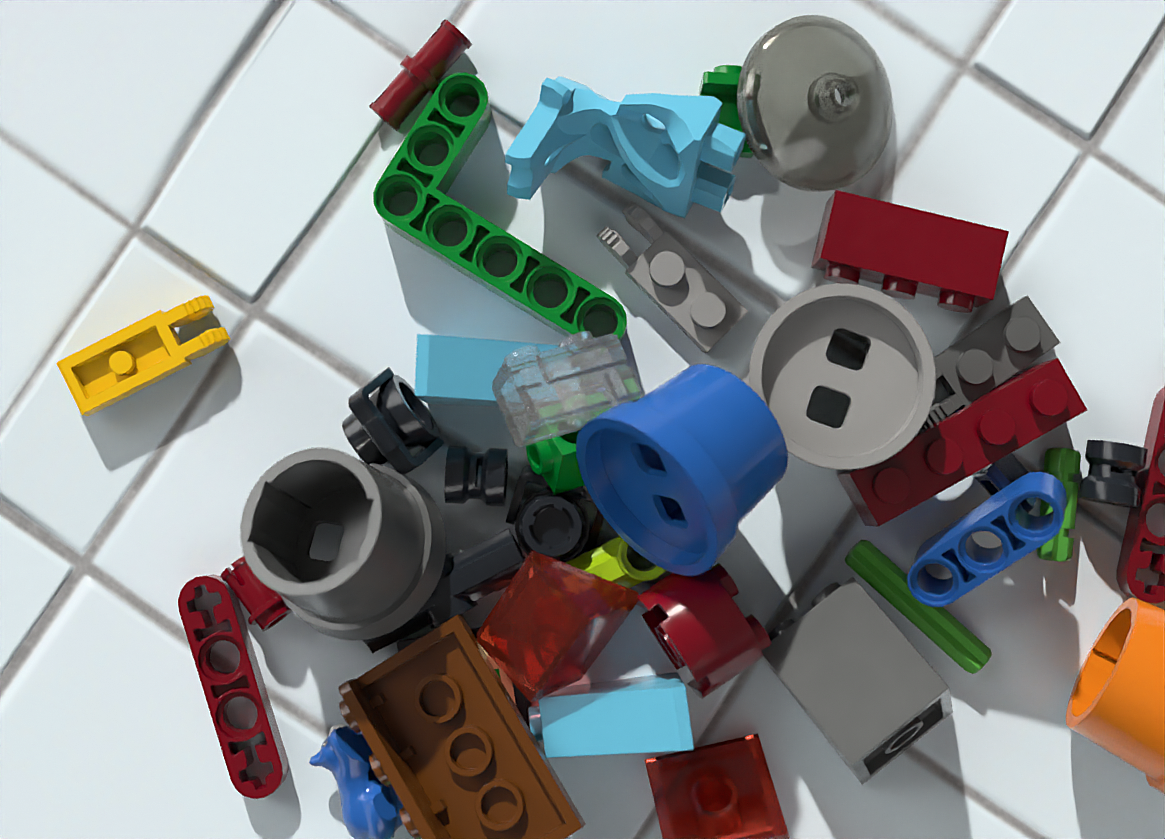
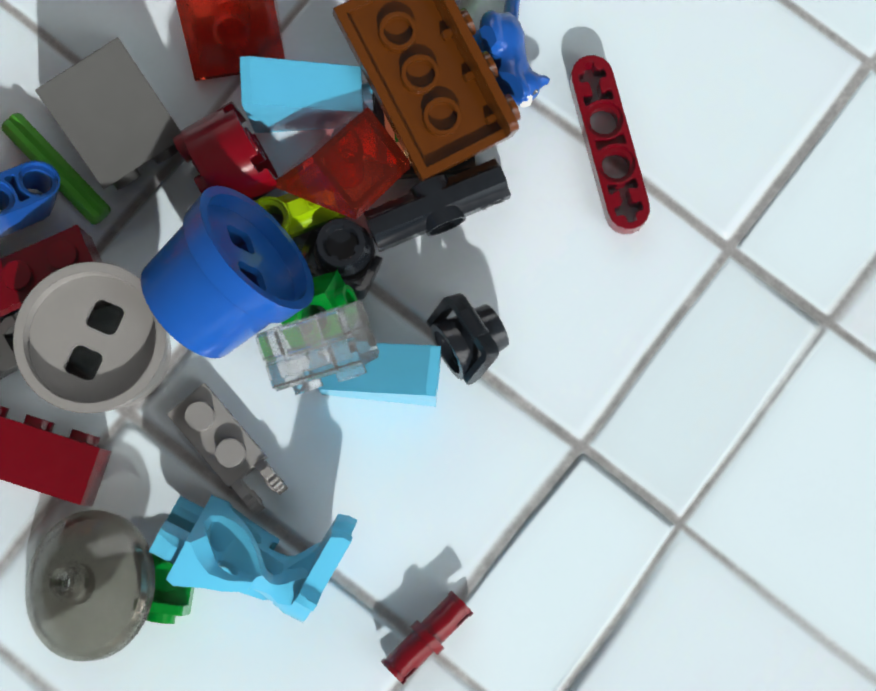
camera: 175 degrees left, 5 degrees down
(138, 356) = (678, 411): yellow hinge -> none
(261, 601) = (586, 213): dark red pin -> none
(387, 551) = (515, 203): dark grey piece -> none
(463, 474) = (412, 293): black wheel -> none
(483, 238) = (382, 489): green beam -> none

